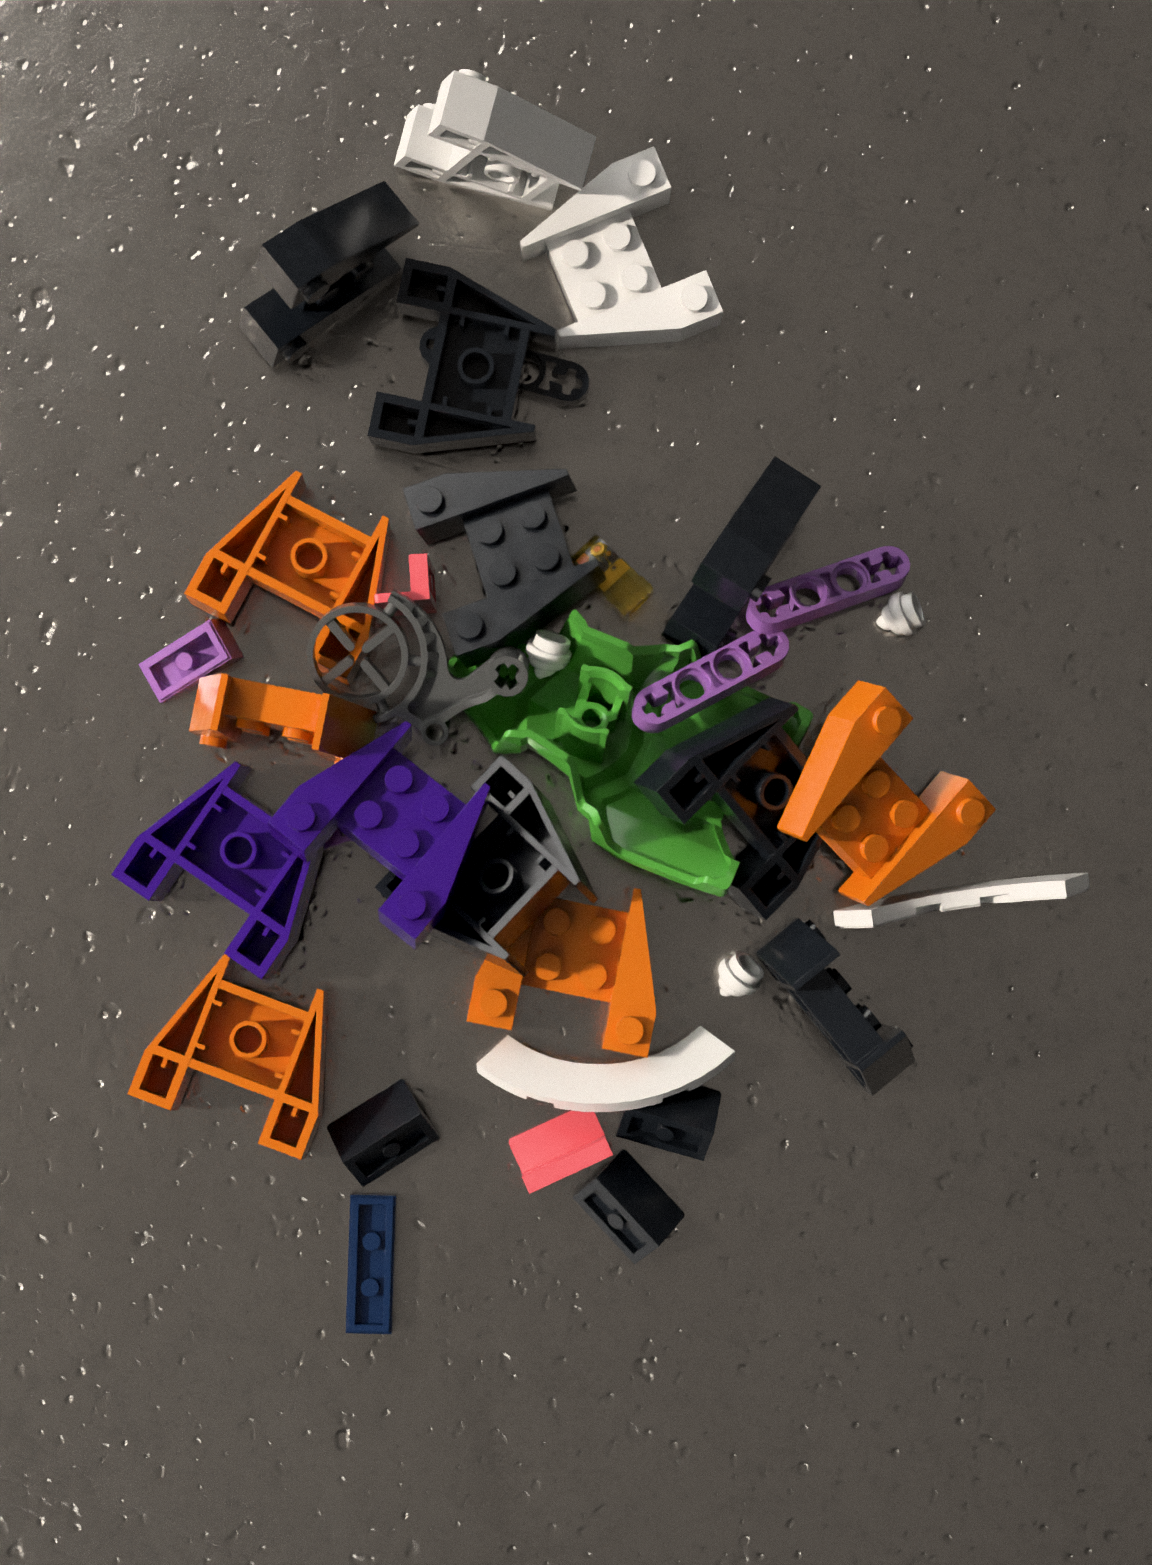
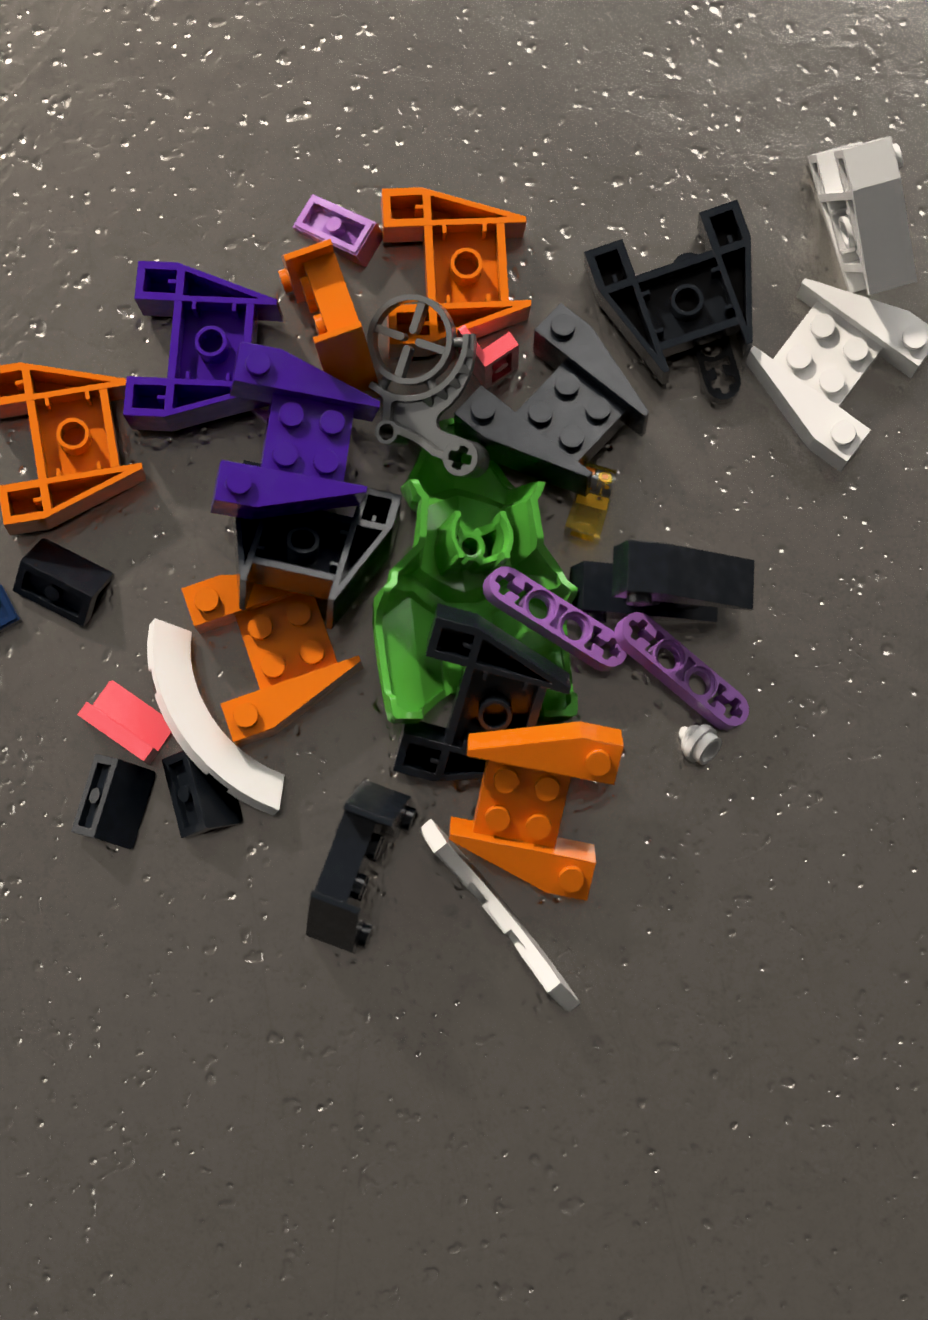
camera: 70 degrees right, 5 degrees down
(324, 270) = (690, 144): black wedge -> none
(548, 652) = (501, 483): white plate -> none
(739, 975) = (340, 780): white plate -> none

